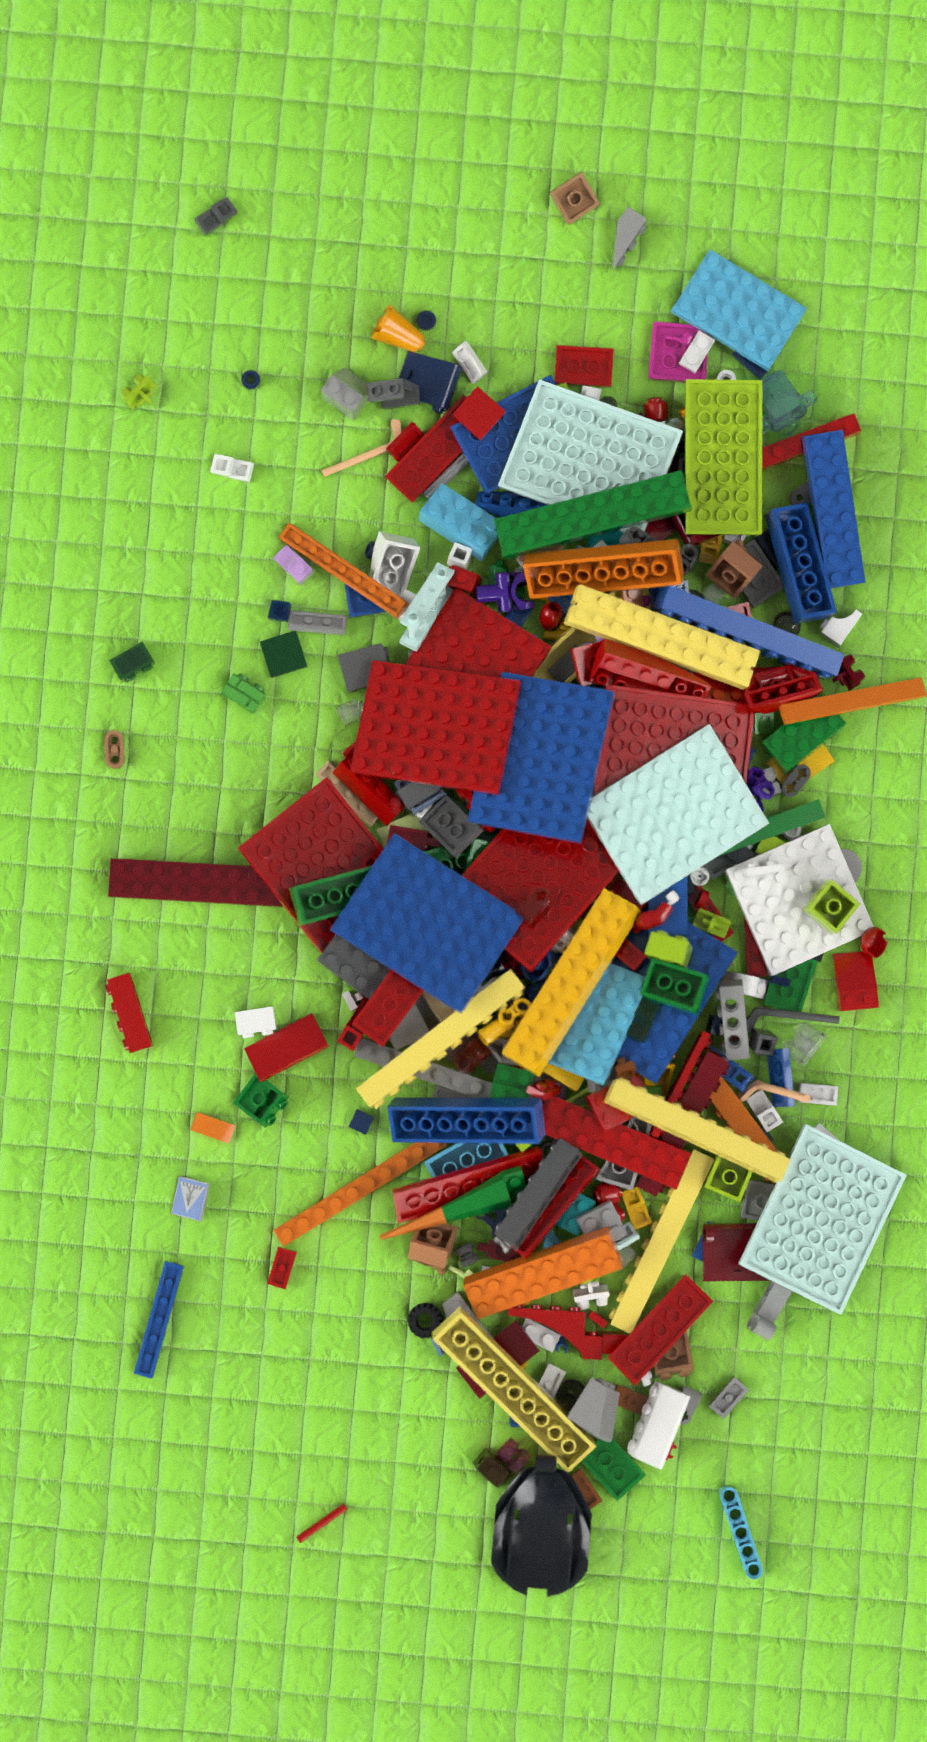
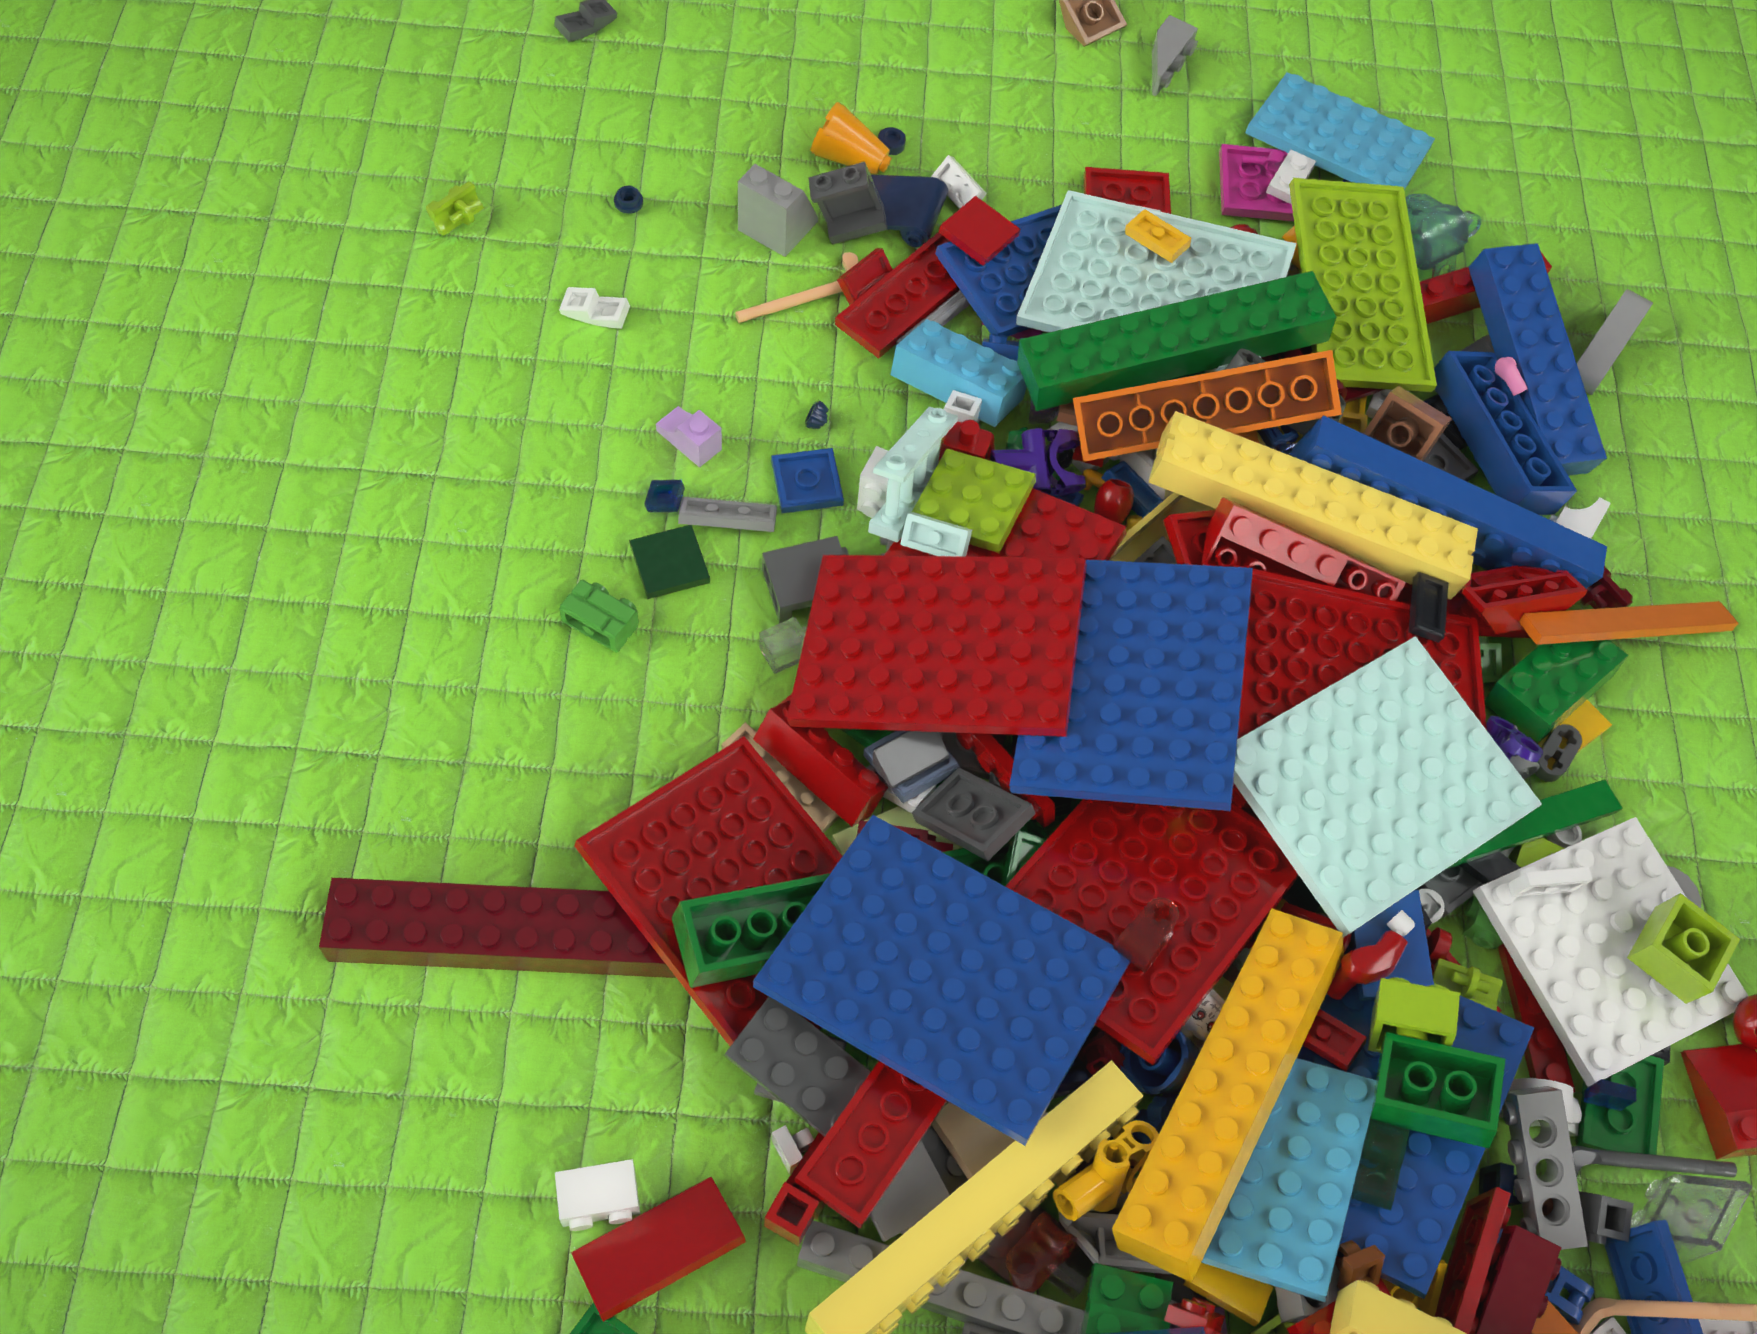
camera: 10 degrees left, 25 degrees down
(114, 749) = (362, 706): medium nougat plate -> none
(129, 1012) = (340, 1183): red brick -> none
(132, 662) = (408, 566): clear green brick -> none
(343, 570) = (776, 431): orange tile -> none
(393, 561) = (850, 426): white slope -> none
(437, 654) = (935, 536): none -> light aqua plate
(461, 624) = (976, 497): none -> lime plate
(591, 426) = (1158, 235): none -> yellow plate
(723, 701) = (1428, 607): none -> black tile
(808, 520) = (1507, 370): none -> bright pink arm
(890, 487) = (1611, 339): none -> light grey beam

